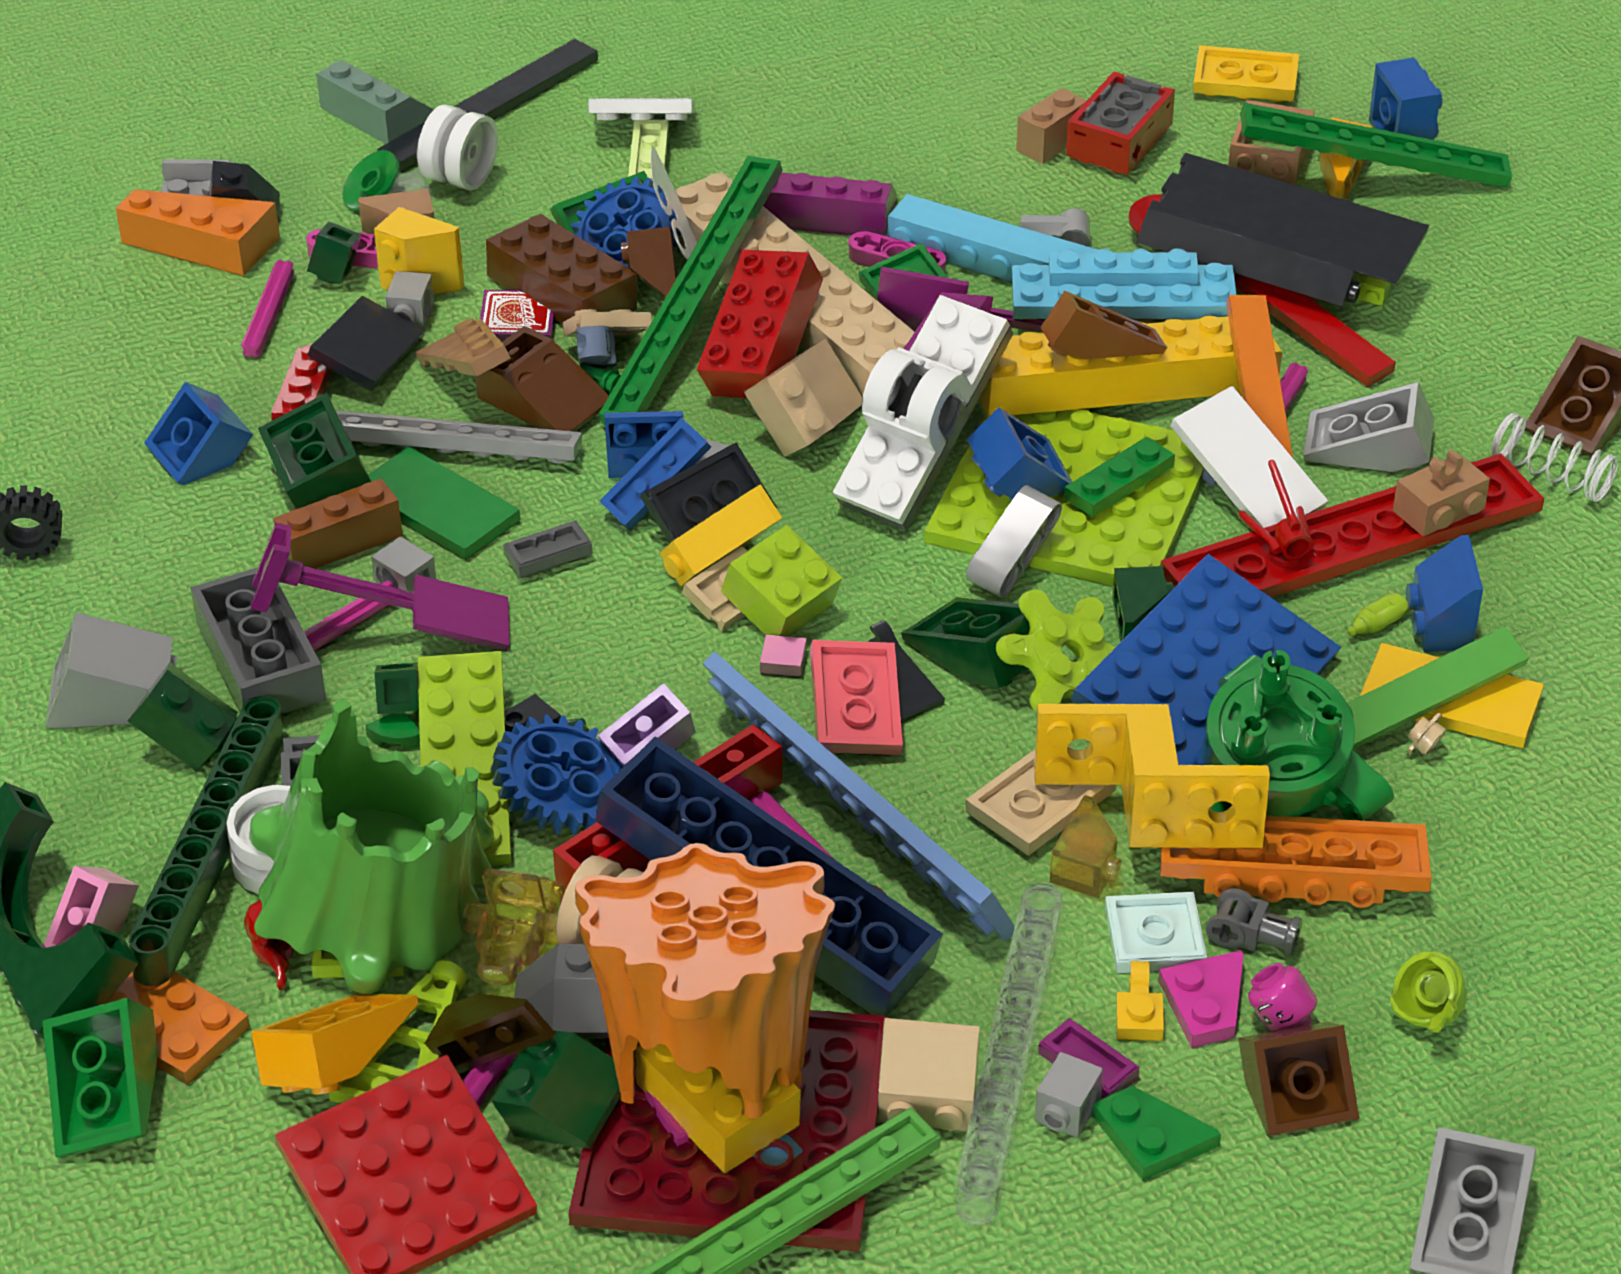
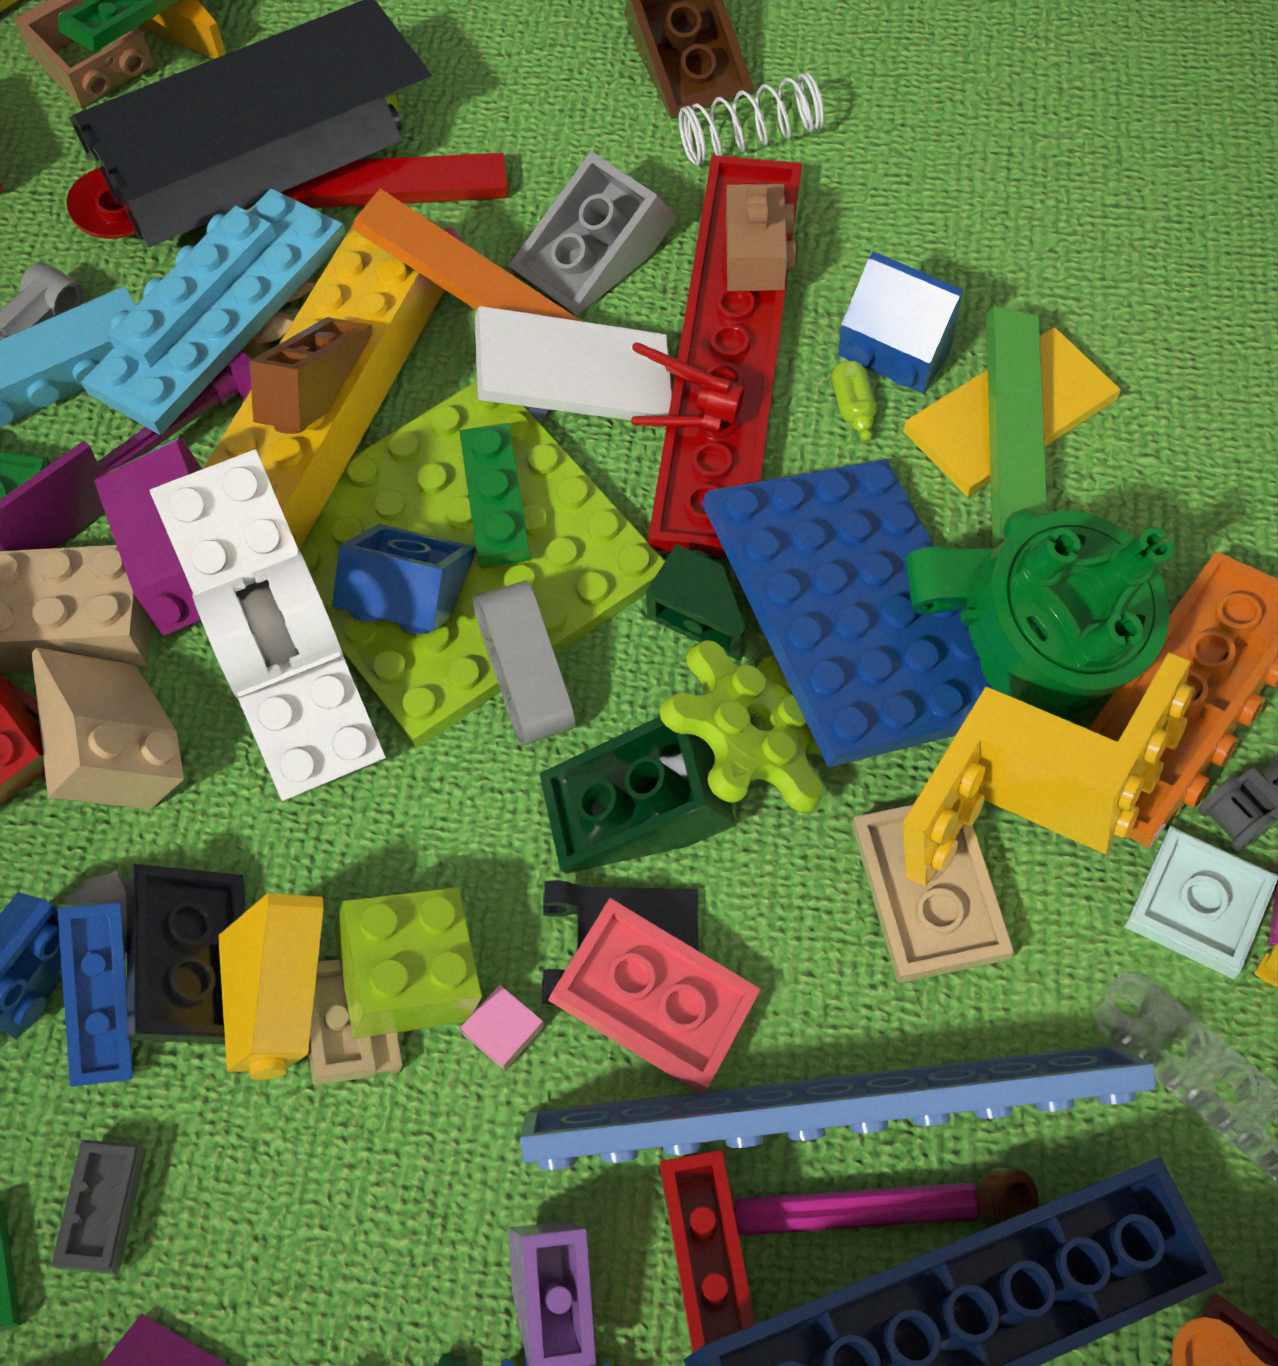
camera: 55 degrees left, 20 degrees up
(1085, 852) = (1053, 895): clear yellow slope -> none
(1426, 735) = (1069, 467): tan plate -> none

